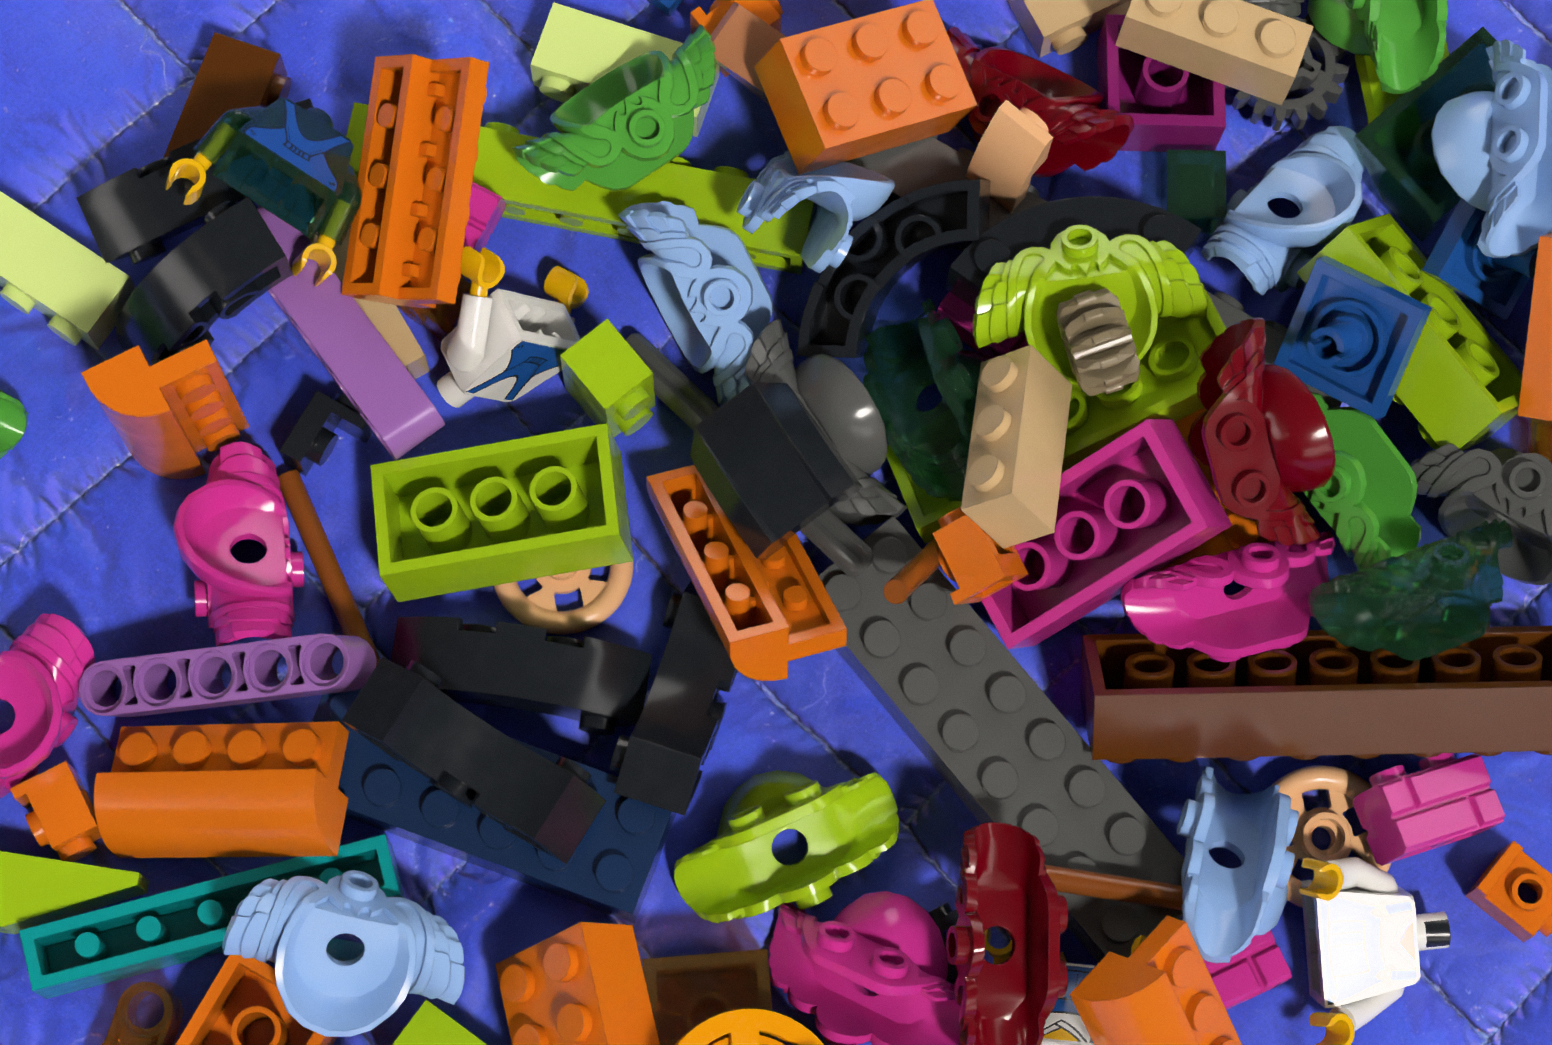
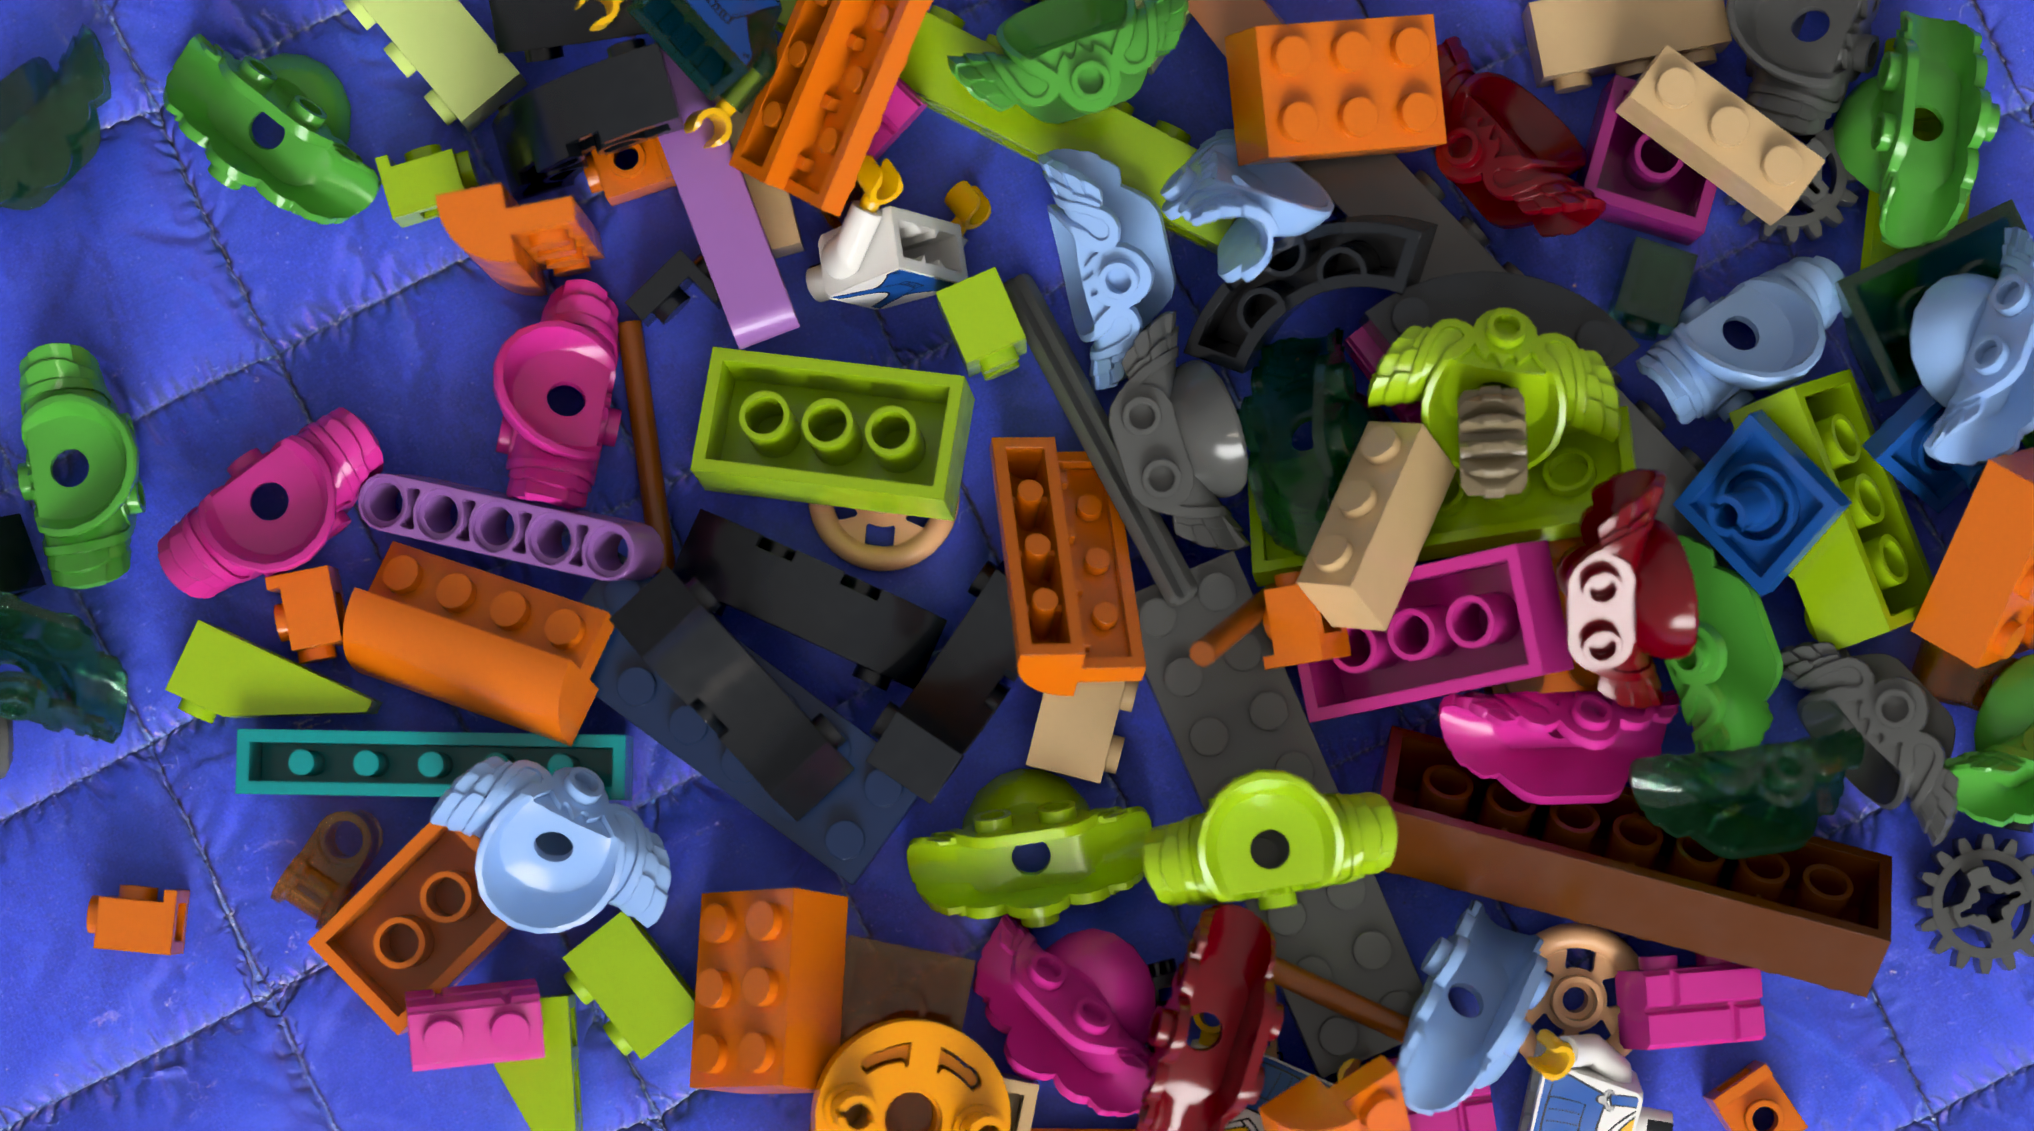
camera: 25 degrees right, 10 degrees up
(64, 403) = (426, 173): none -> lime brick
(252, 352) = (620, 186): none -> orange brick
(769, 465) = (1117, 472): black slope -> none
(798, 716) = (1077, 731): none -> tan brick
(1010, 153) = (1466, 206): light nougat slope -> none
(1059, 733) = (1329, 838): none -> lime piece

